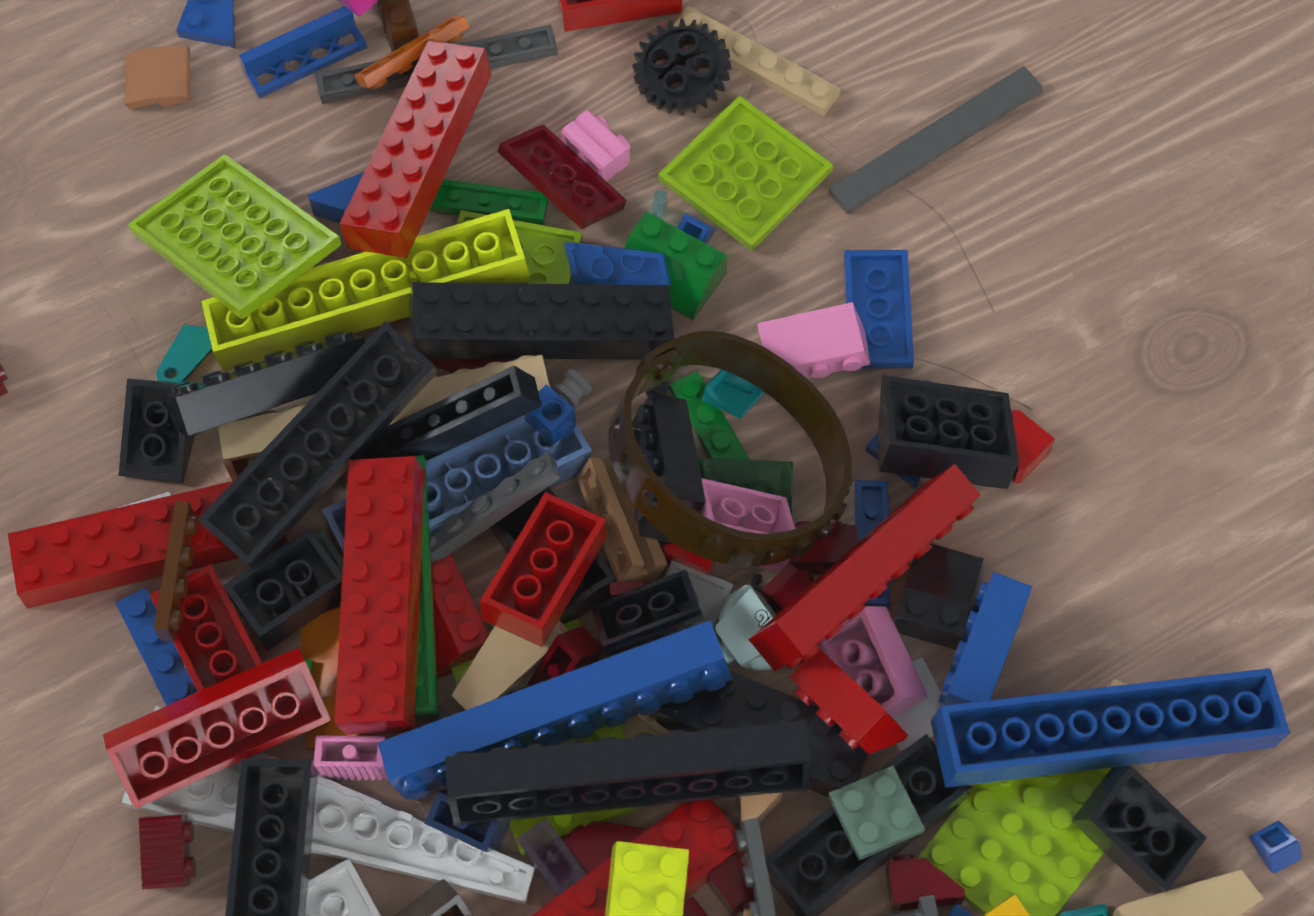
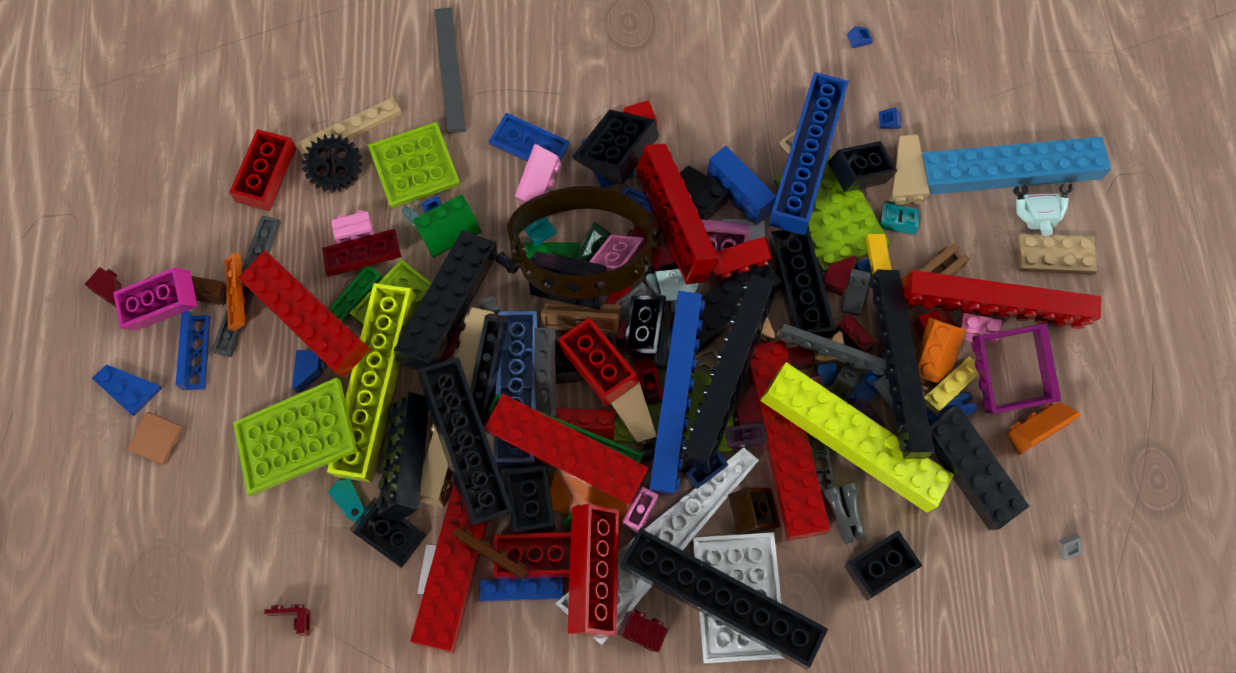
camera: 65 degrees left, 5 degrees up
(552, 404) = (511, 311): blue brick -> none
(616, 265) = (434, 251): blue wing -> none
(876, 812) = (801, 272): sand green plate -> none

